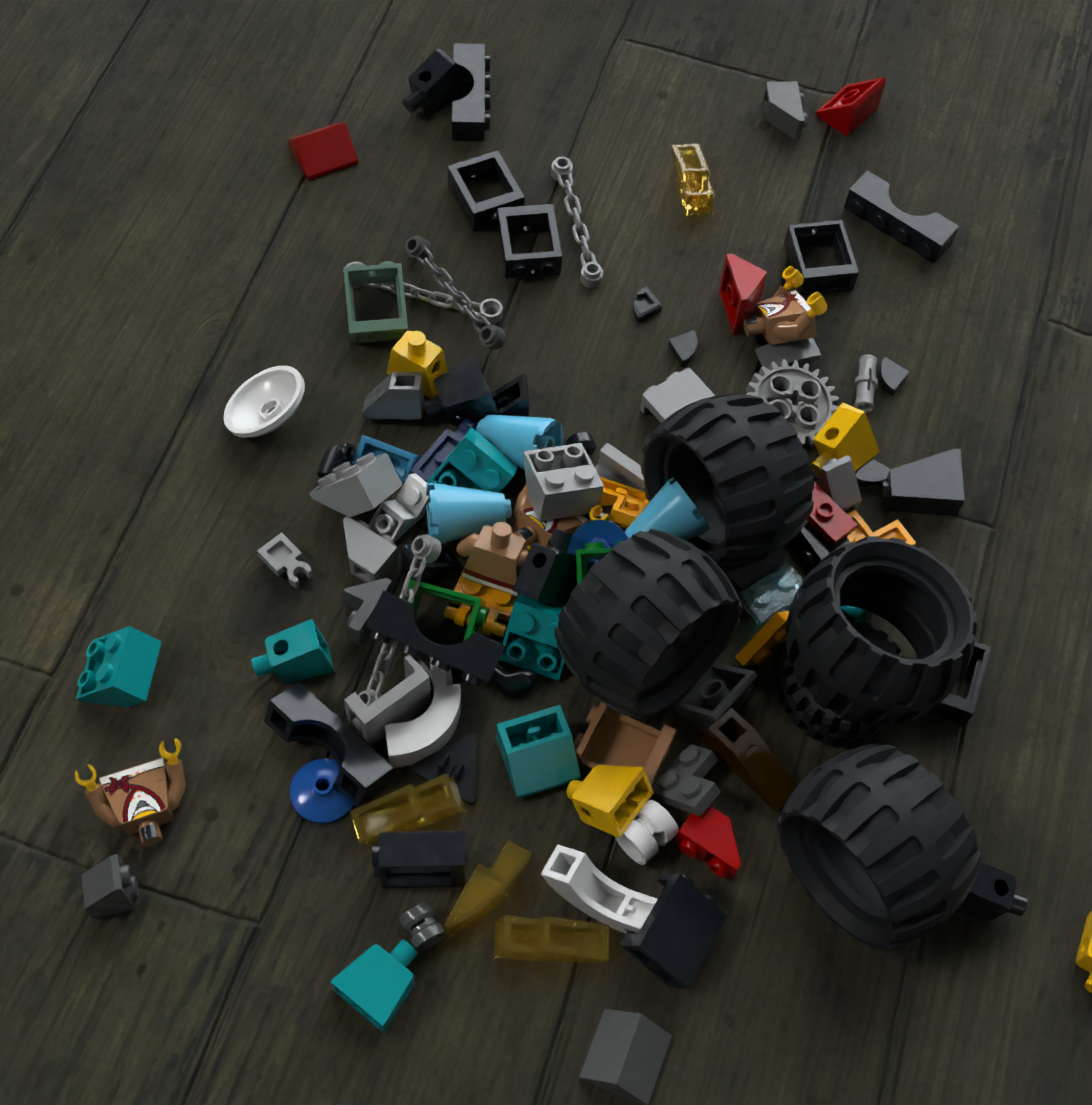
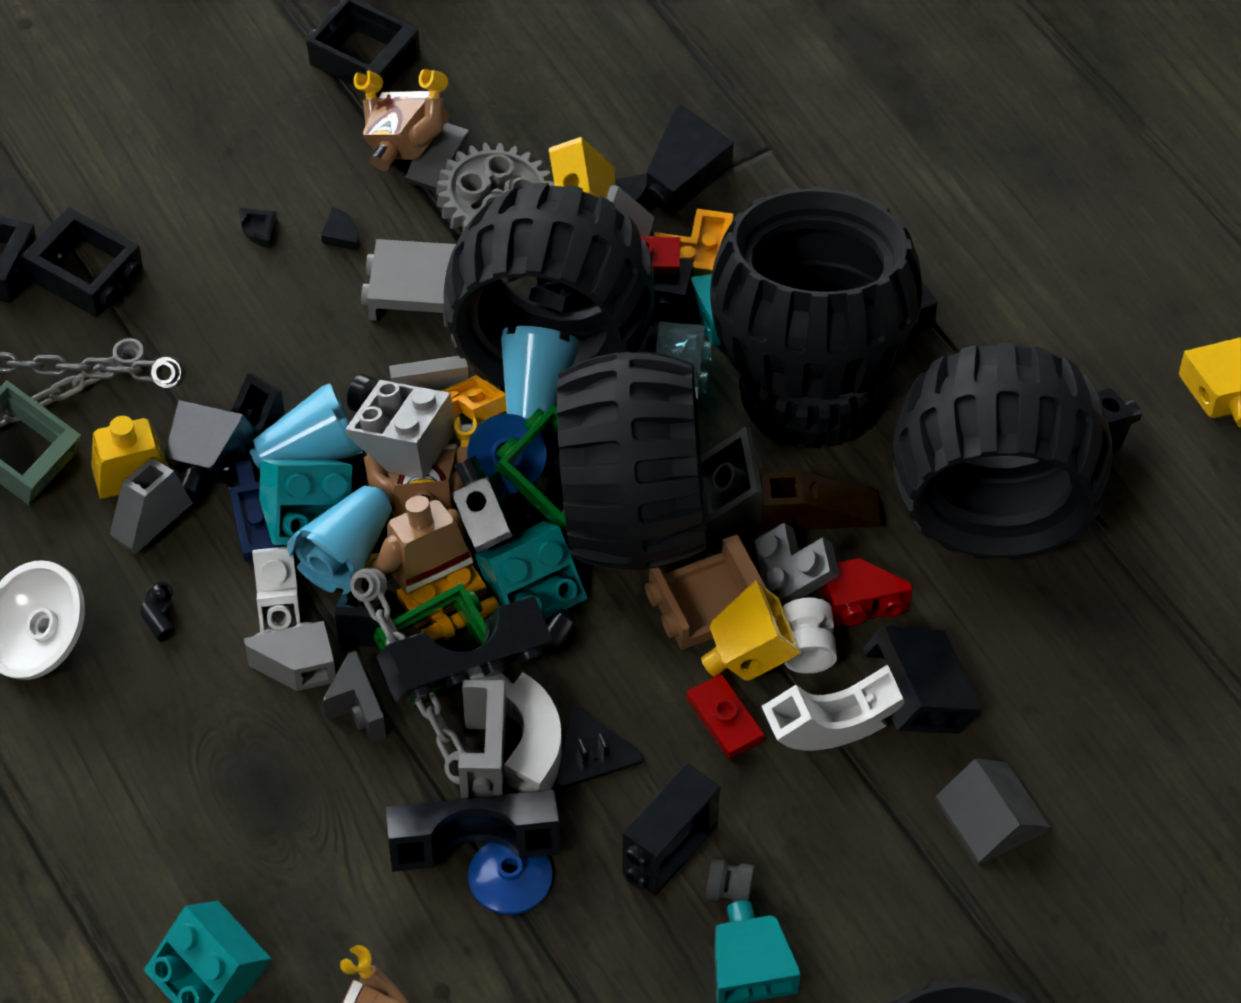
camera: 45 degrees left, 5 degrees down
(284, 557) = (225, 732): light grey plate -> none
(295, 654) = (351, 790): teal torso -> none
(358, 486) = (219, 606): light grey slope -> none
(402, 460) = (203, 568): dark azure slope -> none
(408, 809) = (601, 814): clear yellow slope -> none
(488, 888) = (740, 798): clear yellow slope -> none
(538, 751) = (649, 662): teal slope -> none
(546, 826) = (725, 716): none -> red plate
(551, 939) = (835, 789): clear yellow slope -> none
(562, 172) = (25, 174): light grey piece -> none
(692, 179) = (159, 75): clear yellow slope -> none
(740, 290) = (335, 135): red slope -> none
(759, 647) = (721, 379): light orange plate -> none
(866, 383) = (532, 120): light grey pin -> none
(892, 375) = (544, 96): tile -> none

